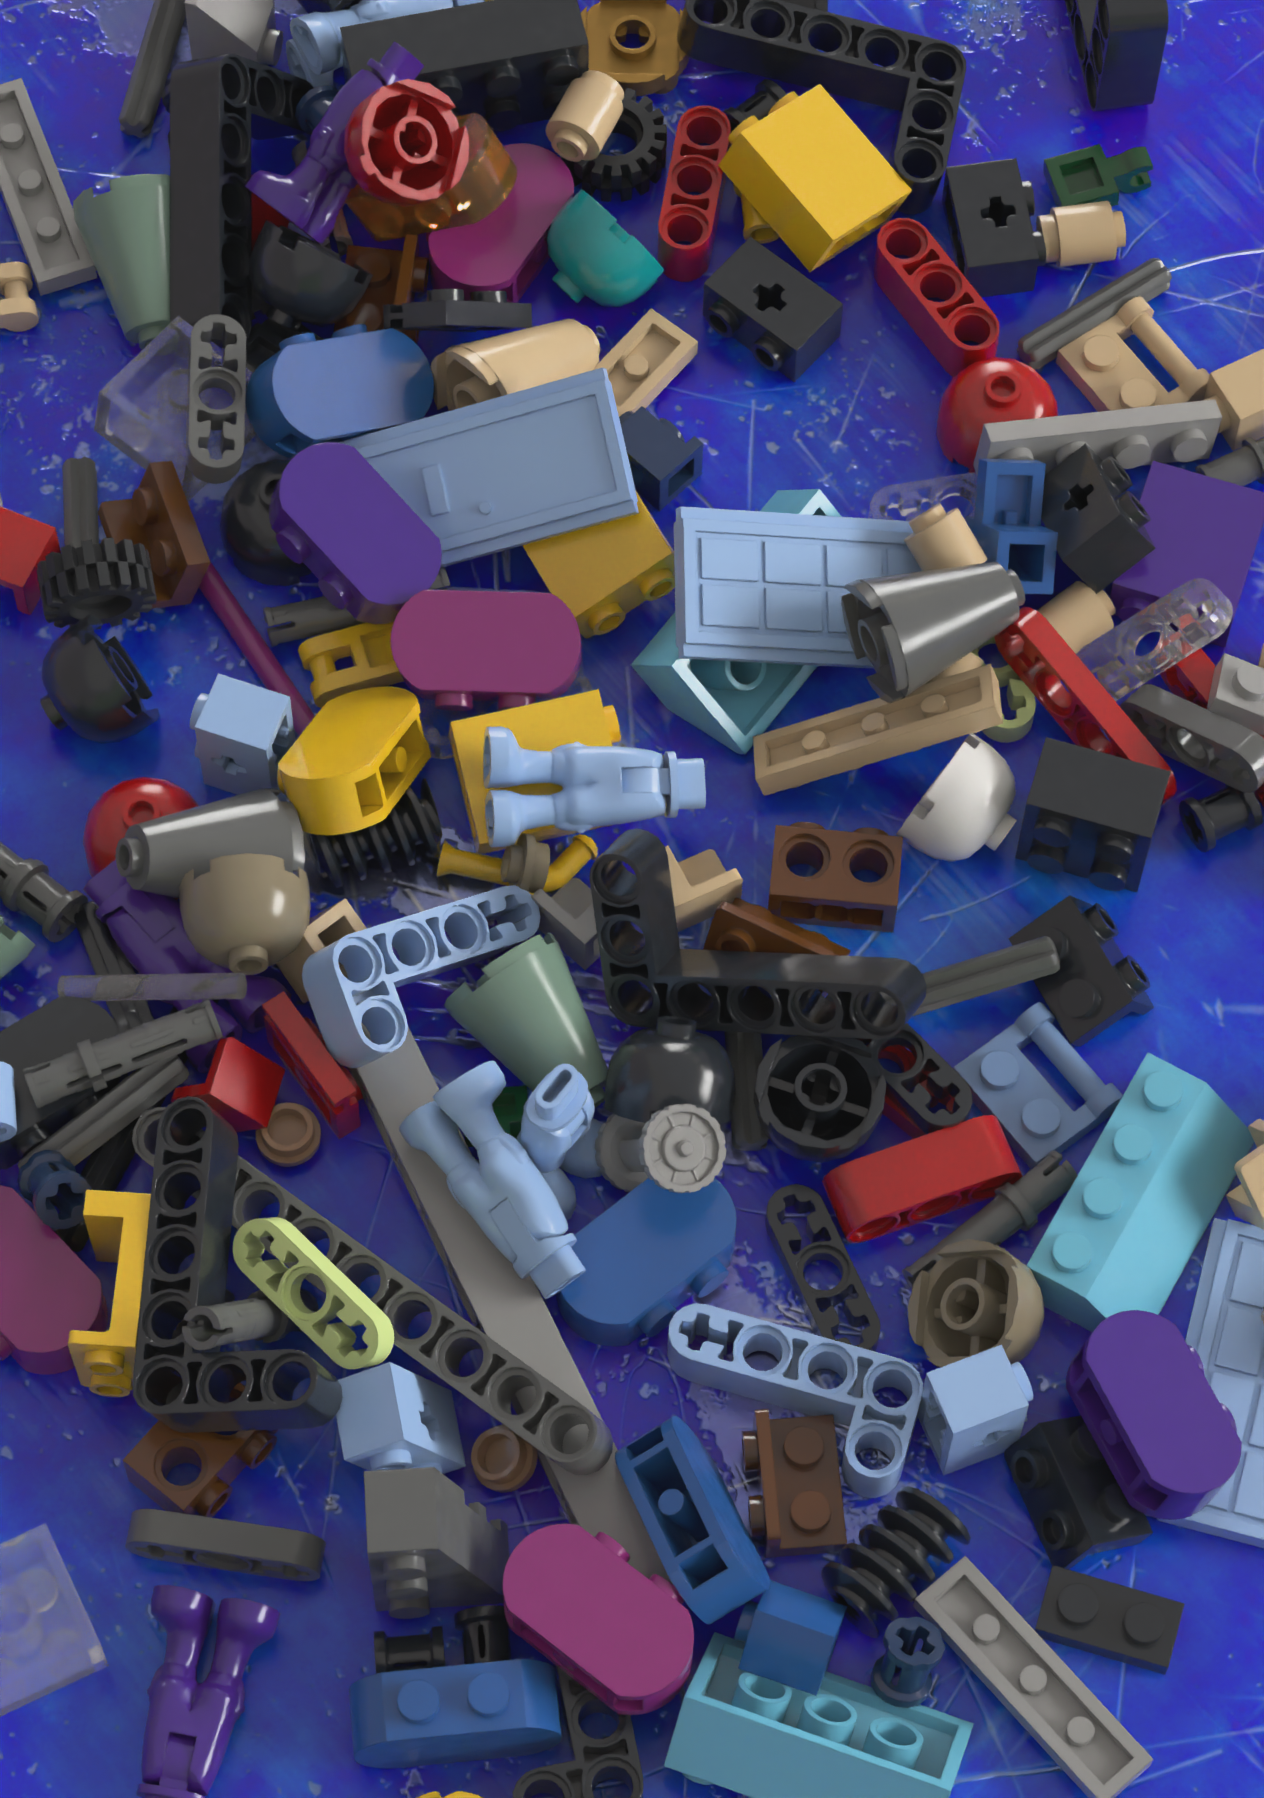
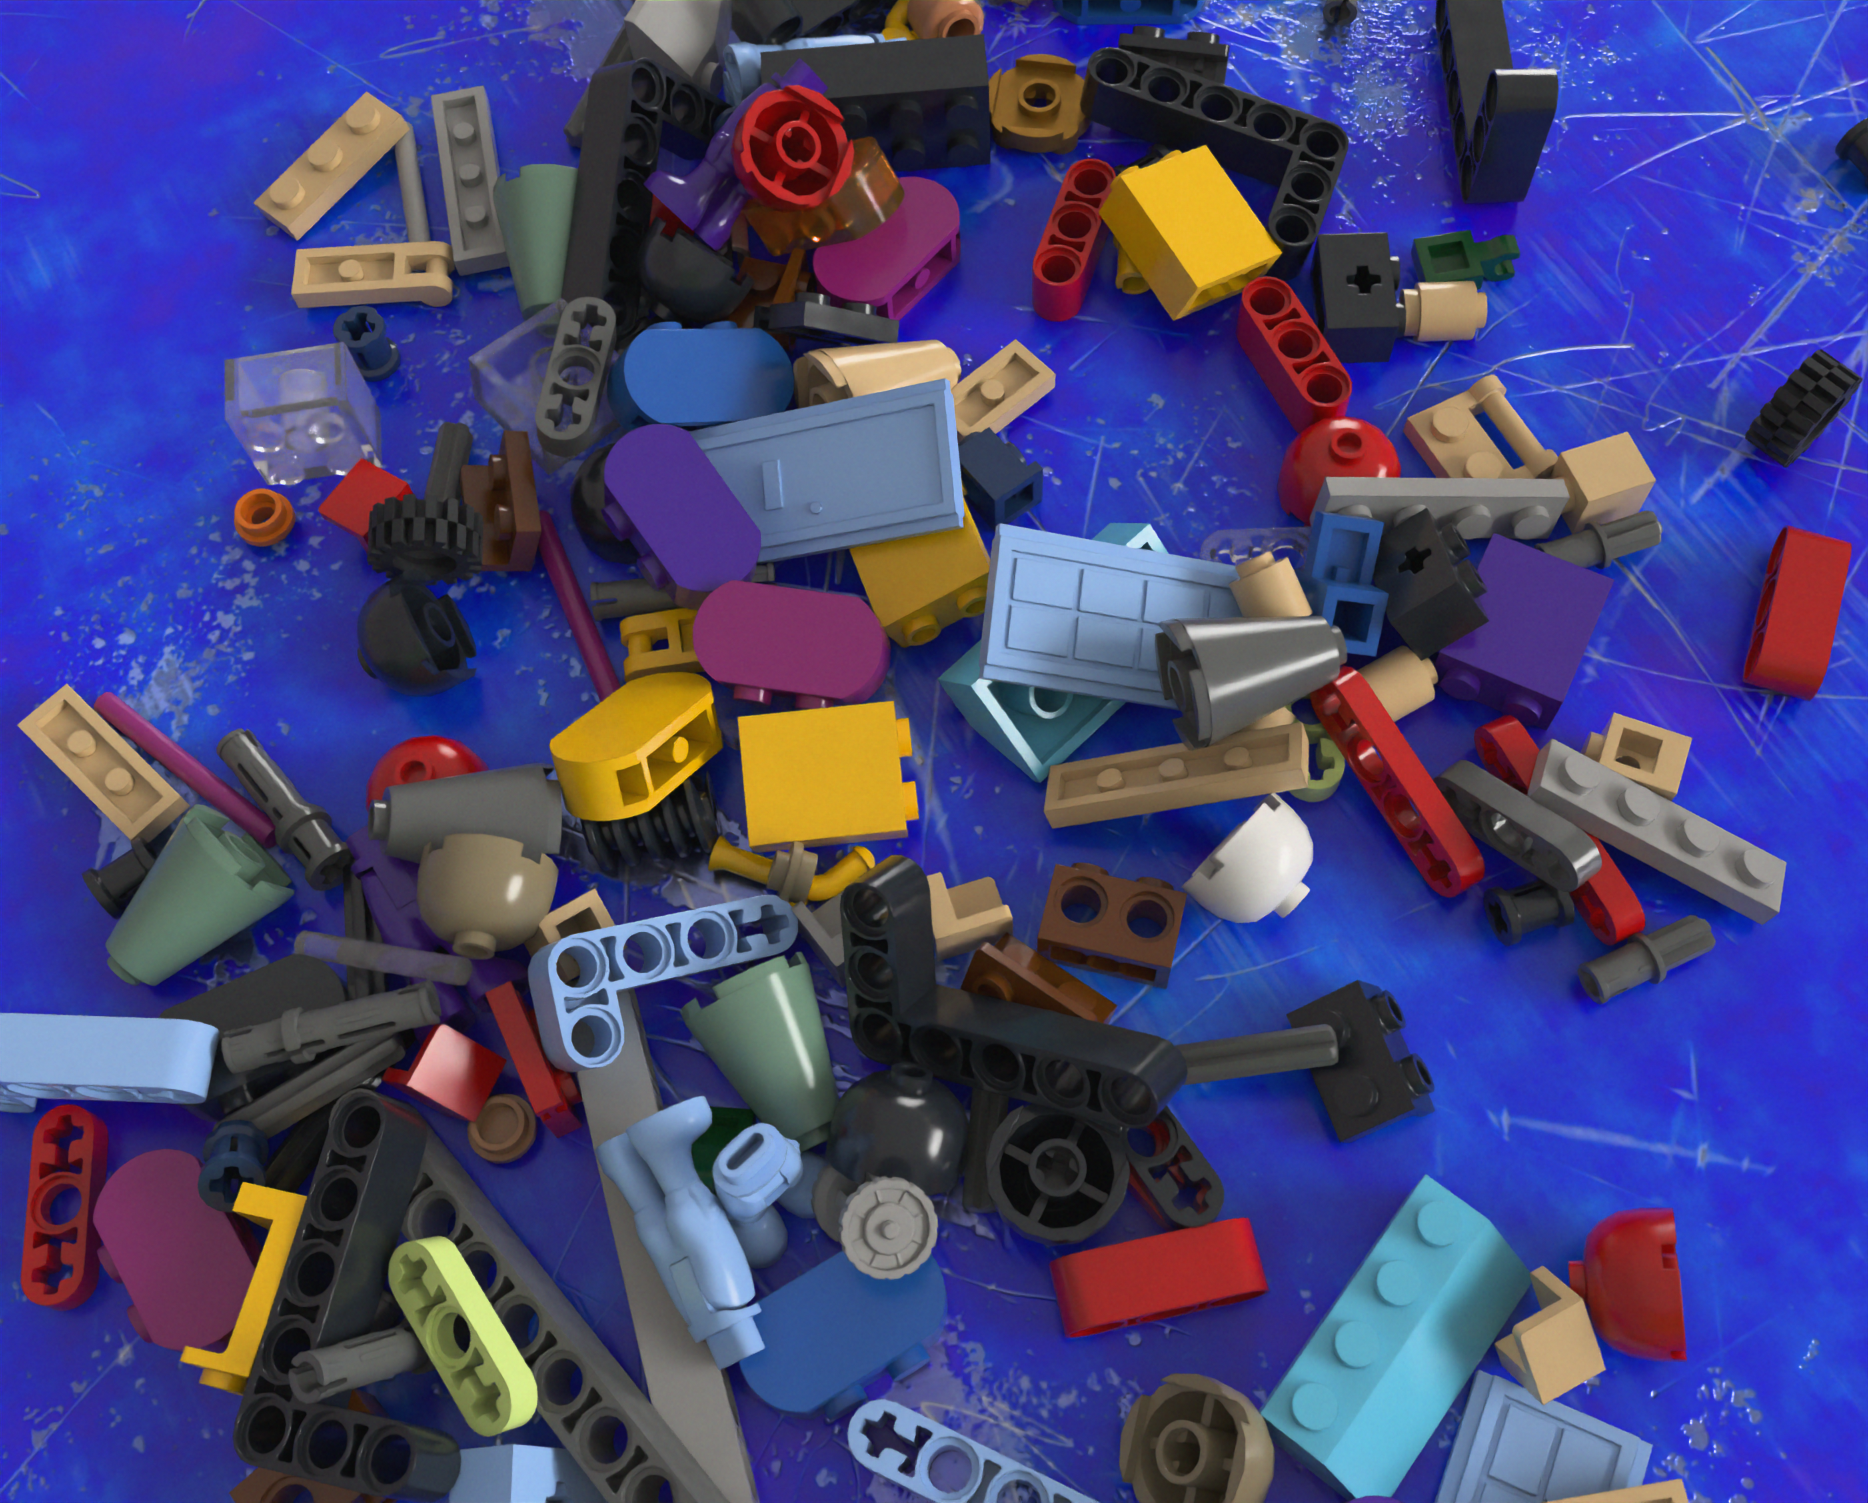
camera: 15 degrees right, 0 degrees up
(241, 735) = (530, 700): light blue brick -> none
(585, 116) = (979, 155): tan brick -> none
(597, 782) = (875, 804): light blue piece -> none
(598, 255) = (973, 285): teal cylinder -> none
(635, 167) = (1006, 166): black tyre -> none
(771, 310) = (1131, 352): black brick -> none
(819, 1225) = (1002, 1323): black beam -> none
(1011, 1210) = (1250, 1329): dark grey pin -> none
(1023, 1100) = (1280, 1199): medium blue plate -> none
(1043, 343) = (1394, 409): dark grey axle -> none
(1091, 815) = (1393, 895): black brick -> none
(1176, 607) = (1496, 725): clear beam -> none

